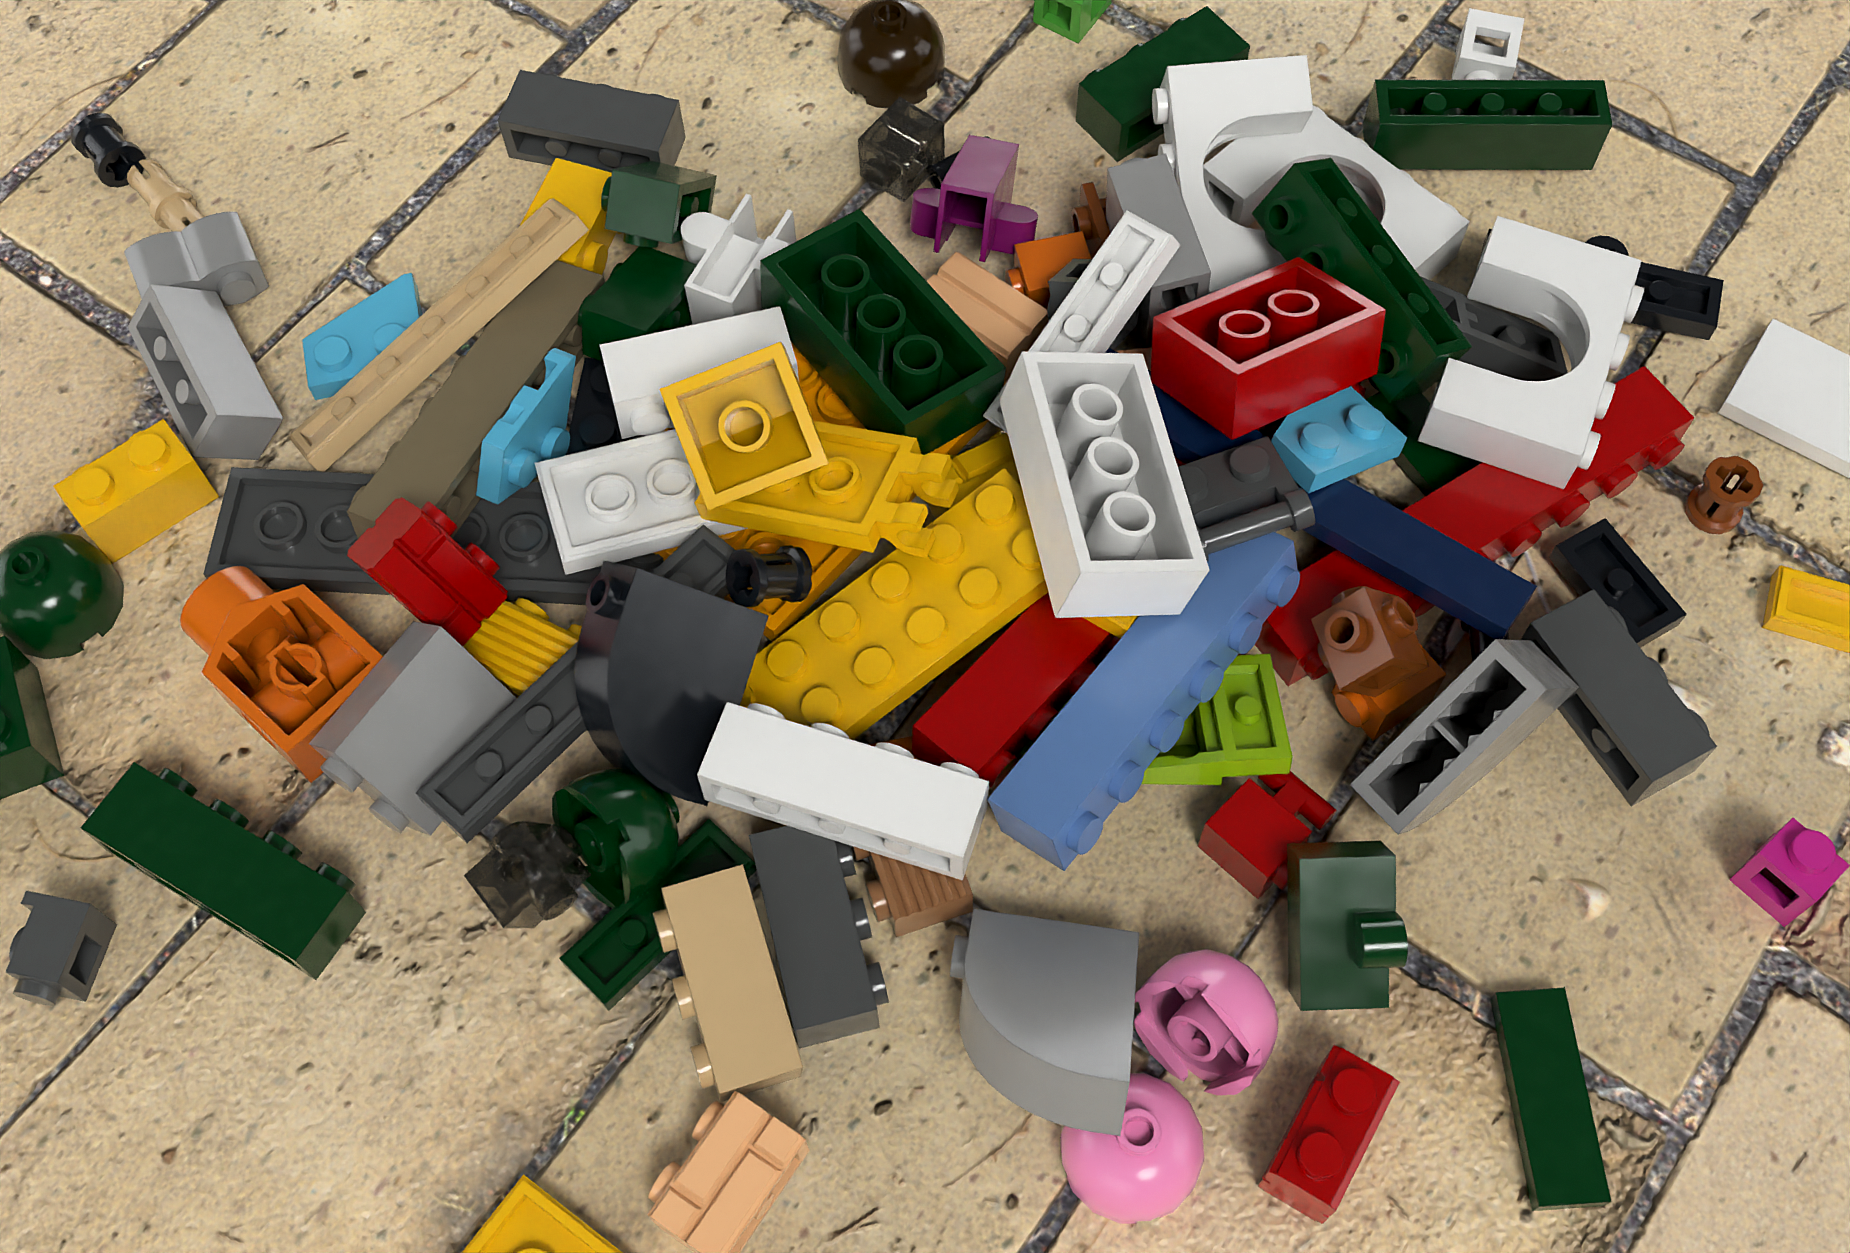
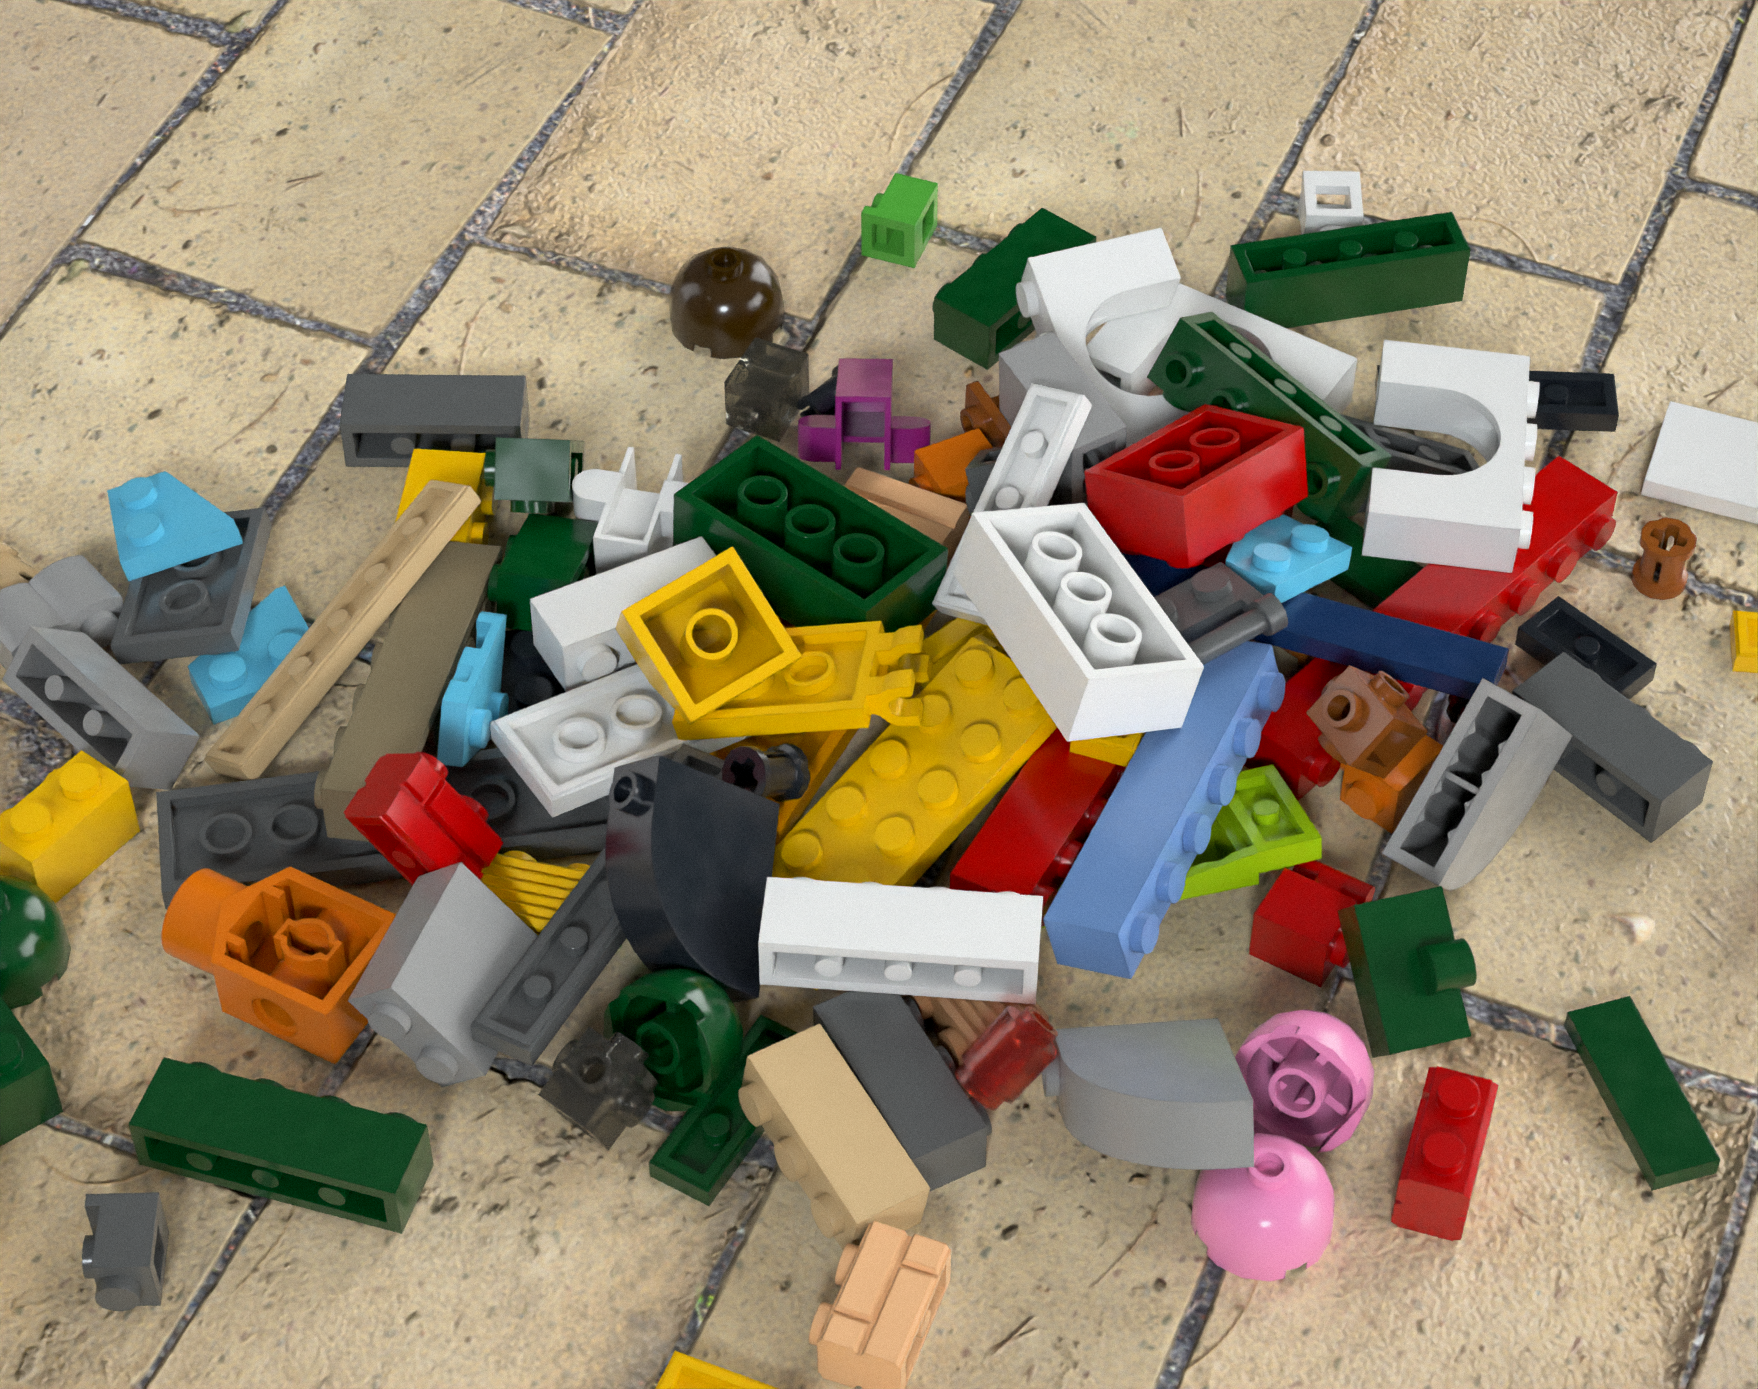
camera: 15 degrees left, 15 degrees down
(314, 196) = (165, 525): none -> medium azure wing
(325, 260) = (196, 604): none -> dark grey plate
(915, 940) = (1007, 1057): none -> clear red brick

